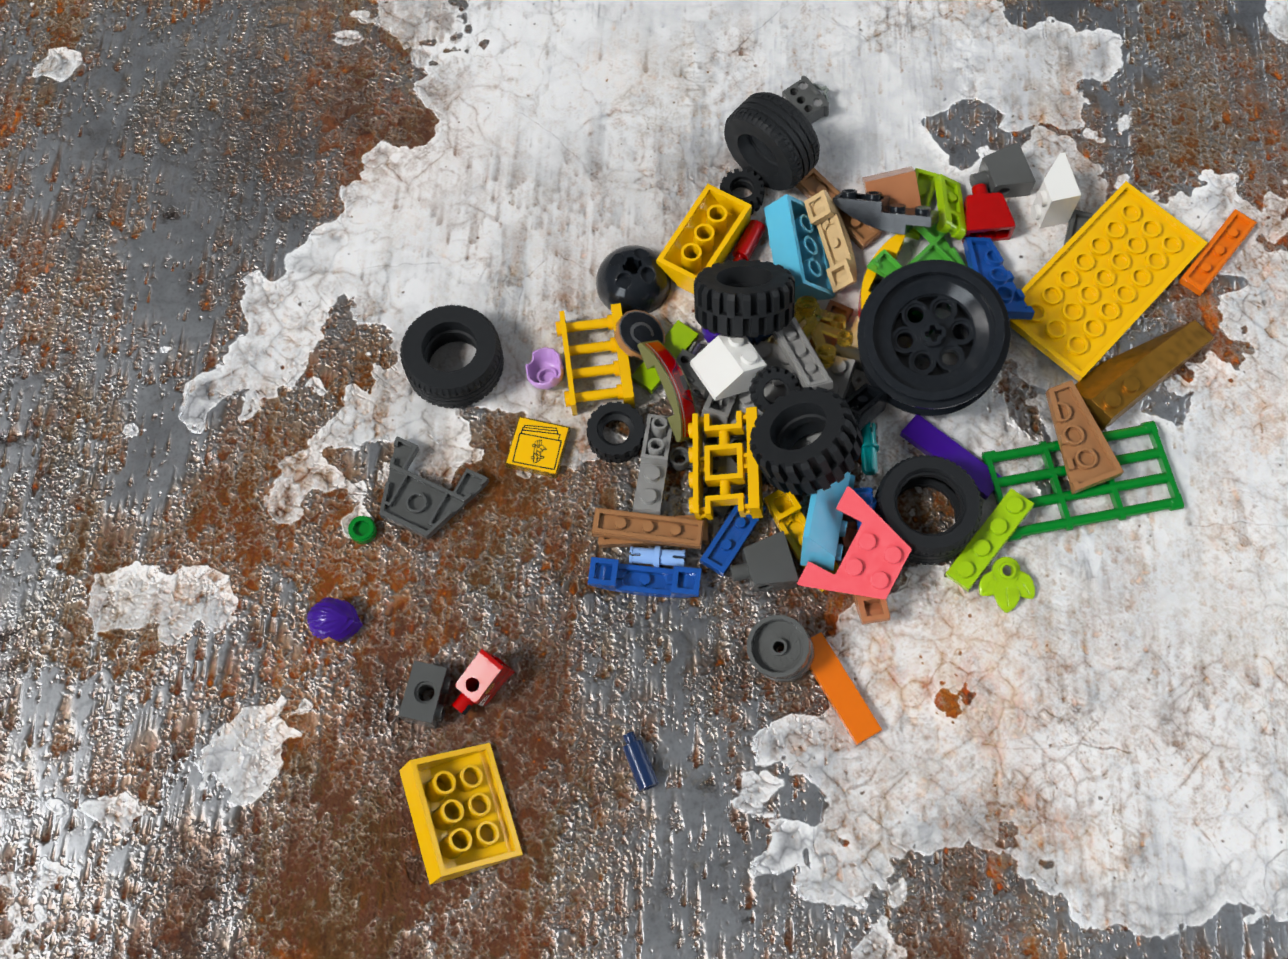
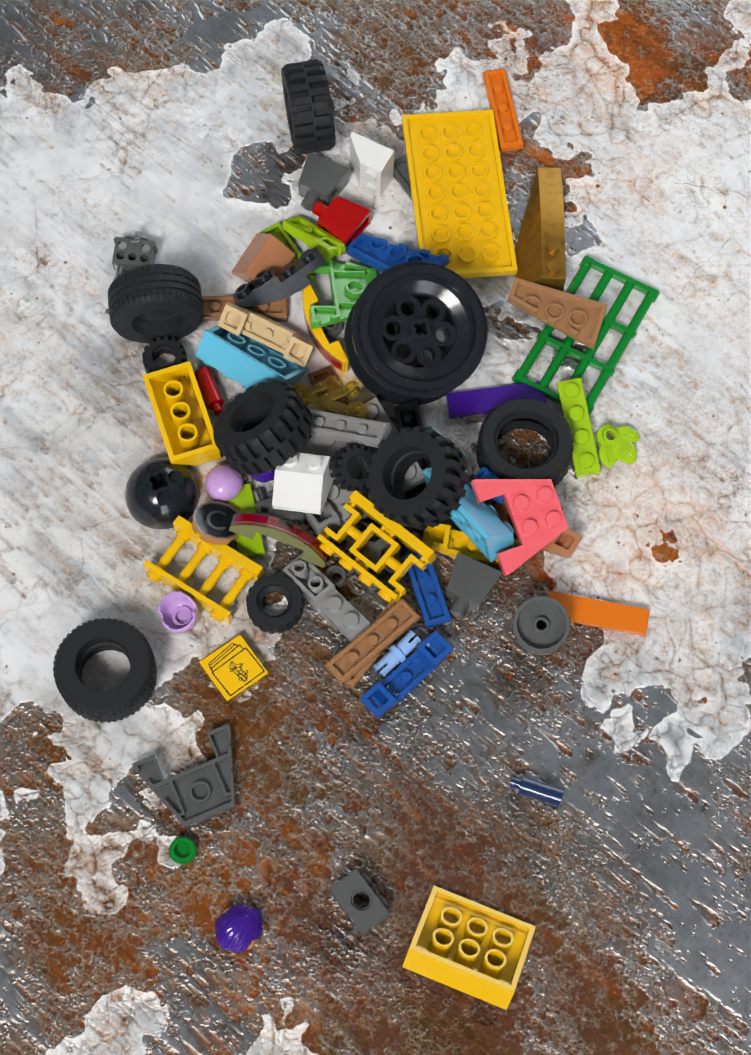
camera: 55 degrees left, 0 degrees up
(489, 673) = (385, 840): torso -> none
(679, 314) = (223, 482): none -> lavender hair
(1051, 104) = (308, 106): none -> black tyre

